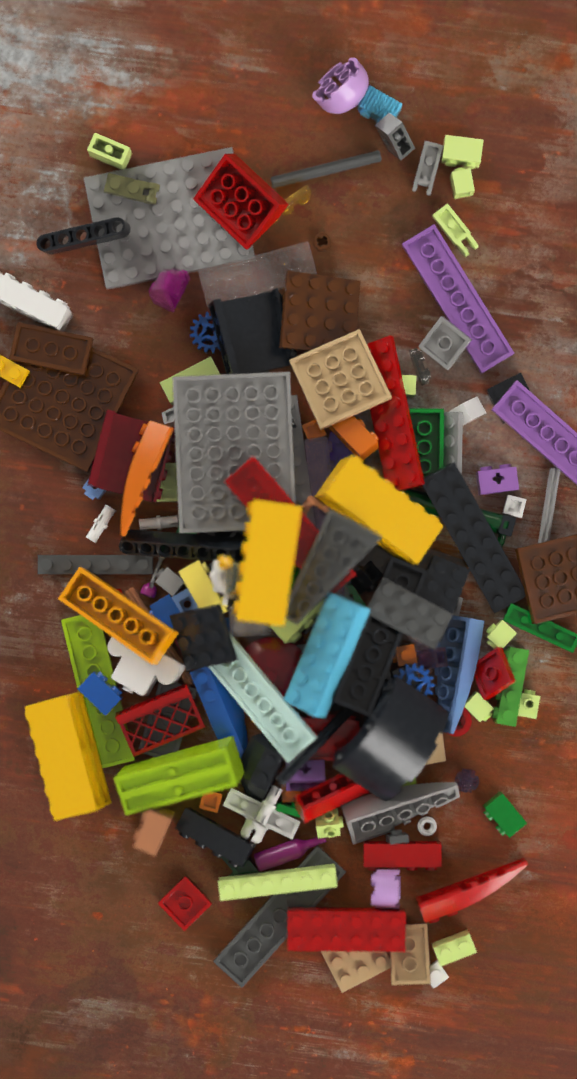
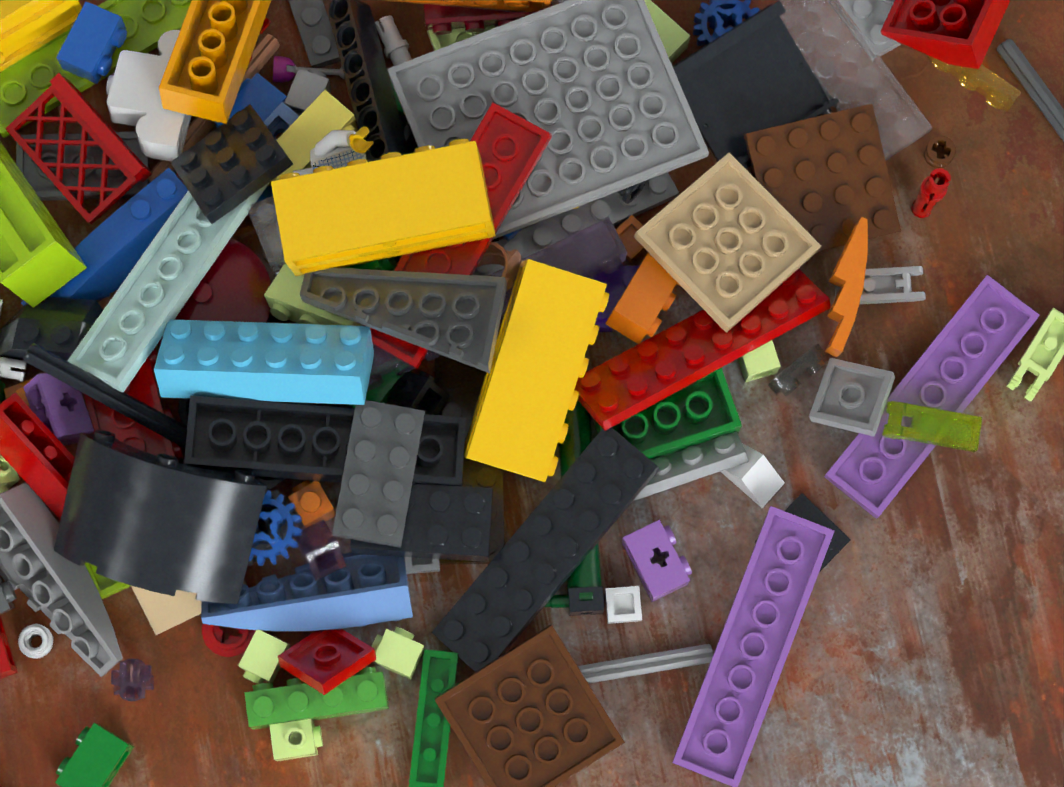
camera: 65 degrees right, 10 degrees down
(350, 257) = (931, 192): none -> red pin
(377, 318) = (850, 277): none -> orange slope
(386, 306) = (889, 285): none -> light grey hinge
(477, 305) = (933, 426): none -> clear neon green plate

